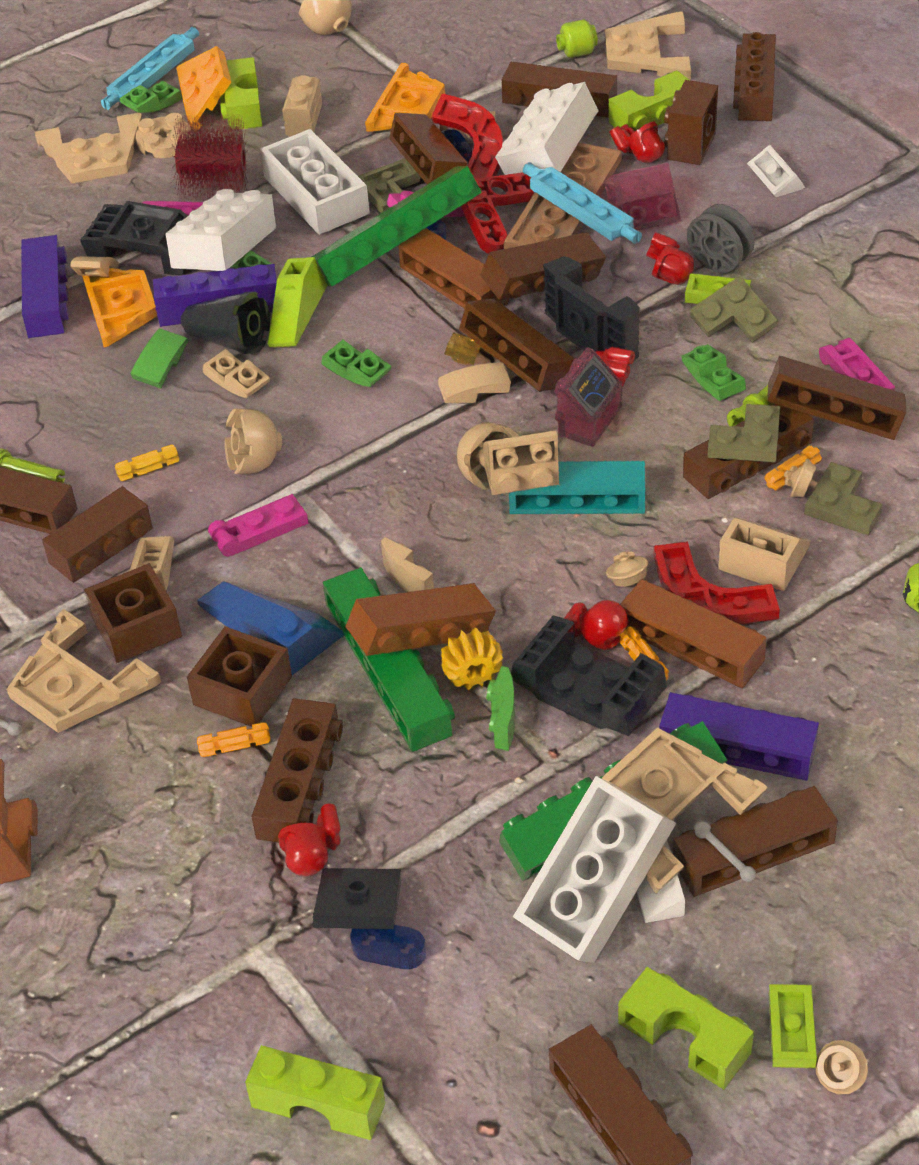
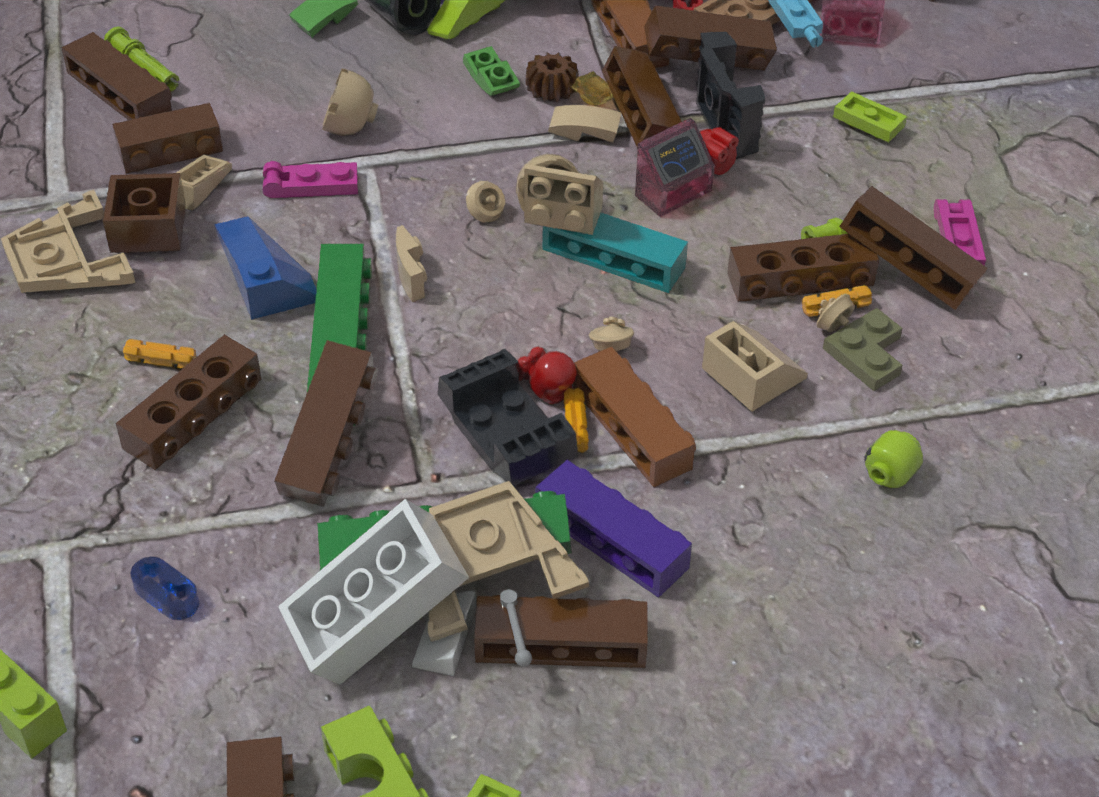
camera: 20 degrees right, 0 degrees up
(147, 462) = (253, 94): yellow axle -> none
(234, 375) = (379, 45): tan slope -> none
(239, 676) = (195, 299): reddish brown brick -> none
(308, 843) = (153, 468): red piece -> none
(357, 898) = (162, 534): black plate -> none
(418, 350) = (551, 76): none -> reddish brown gear
(418, 618) = (380, 306): dark orange brick -> none
(436, 488) = (485, 201): none -> tan hat
(445, 742) = (326, 423): none -> reddish brown brick
(471, 658) = (408, 360): yellow gear -> none
(502, 720) = (406, 427): bright green slope -> none
(671, 262) = (839, 73): red piece -> none
(711, 372) = (817, 188): bright green slope -> none
(720, 238) = (897, 67): dark grey wheel -> none
(737, 303) = (875, 131): olive plate -> none
(739, 605) = (687, 403): red plate -> none
(752, 442) = (803, 259): olive plate -> none
(775, 173) = (1000, 30): white slope -> none

